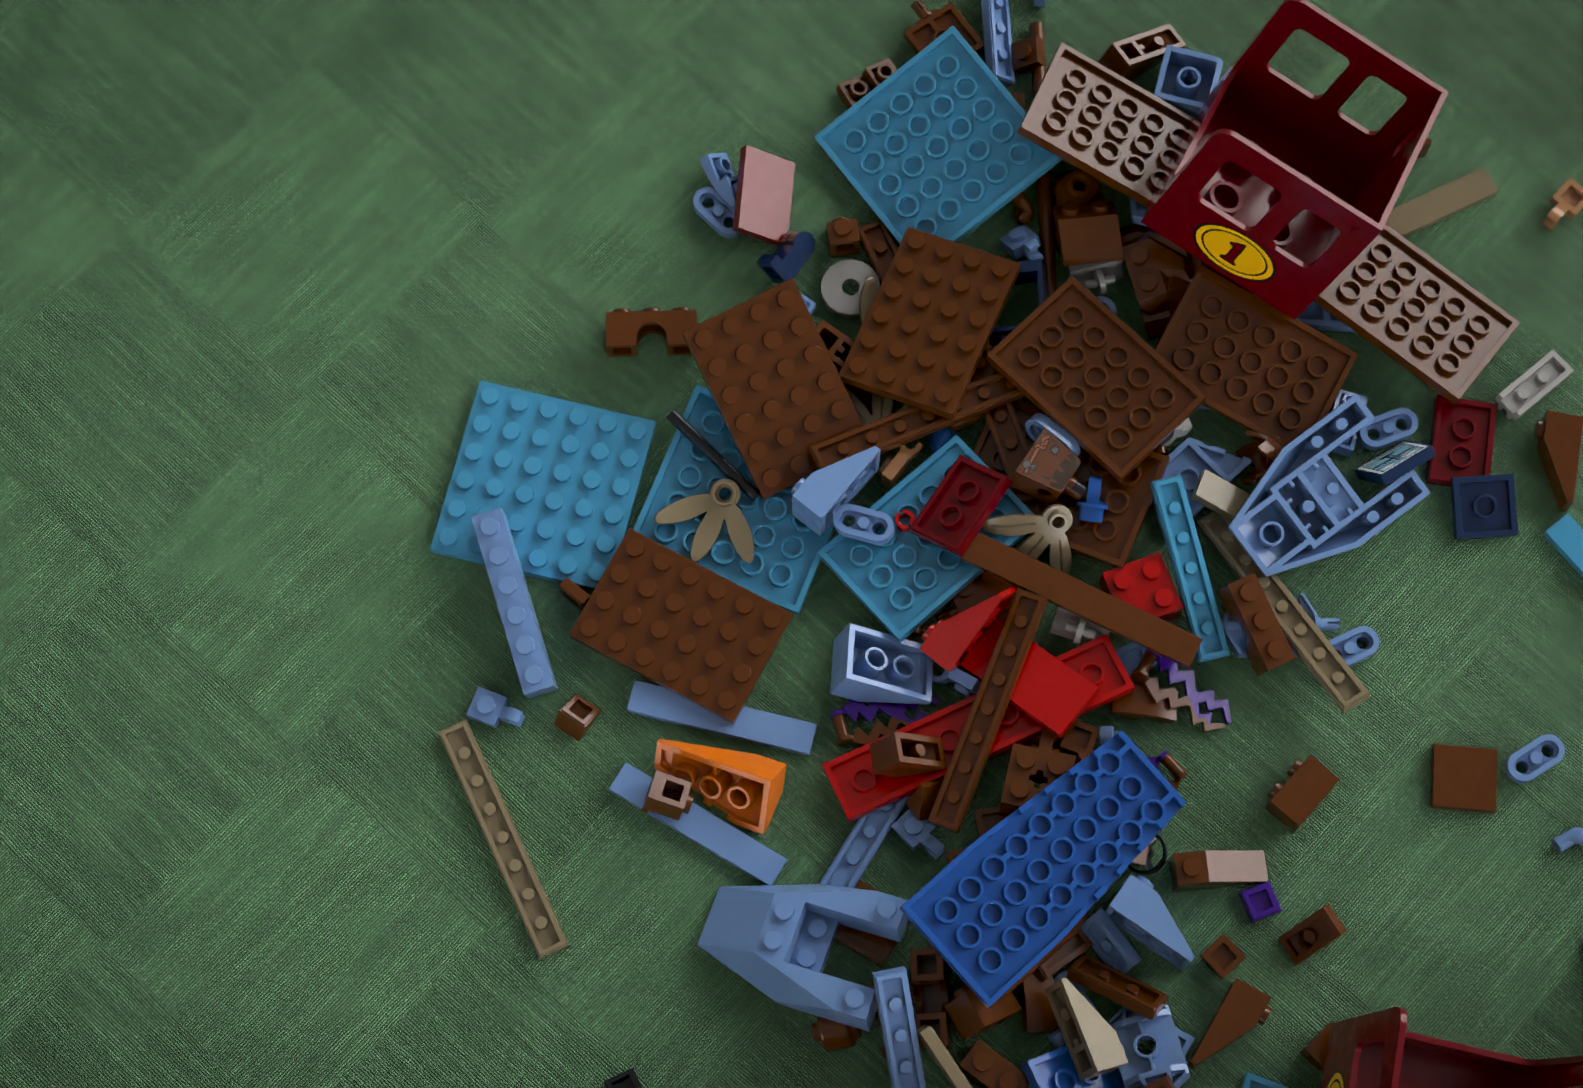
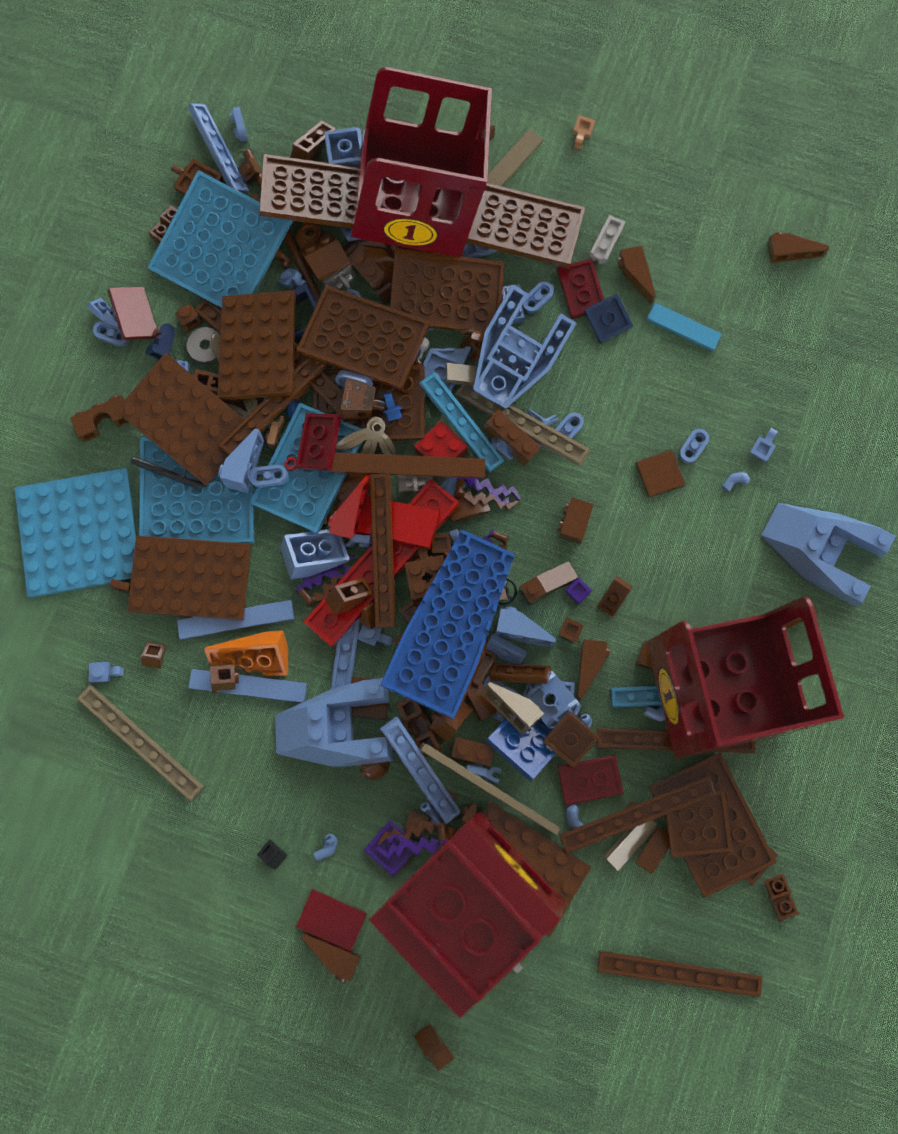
camera: 20 degrees left, 5 degrees up
(514, 603) = (88, 606): medium blue brick -> none
(711, 524) = (182, 513): dark tan plant -> none
(1395, 462) = (550, 314): tile -> none

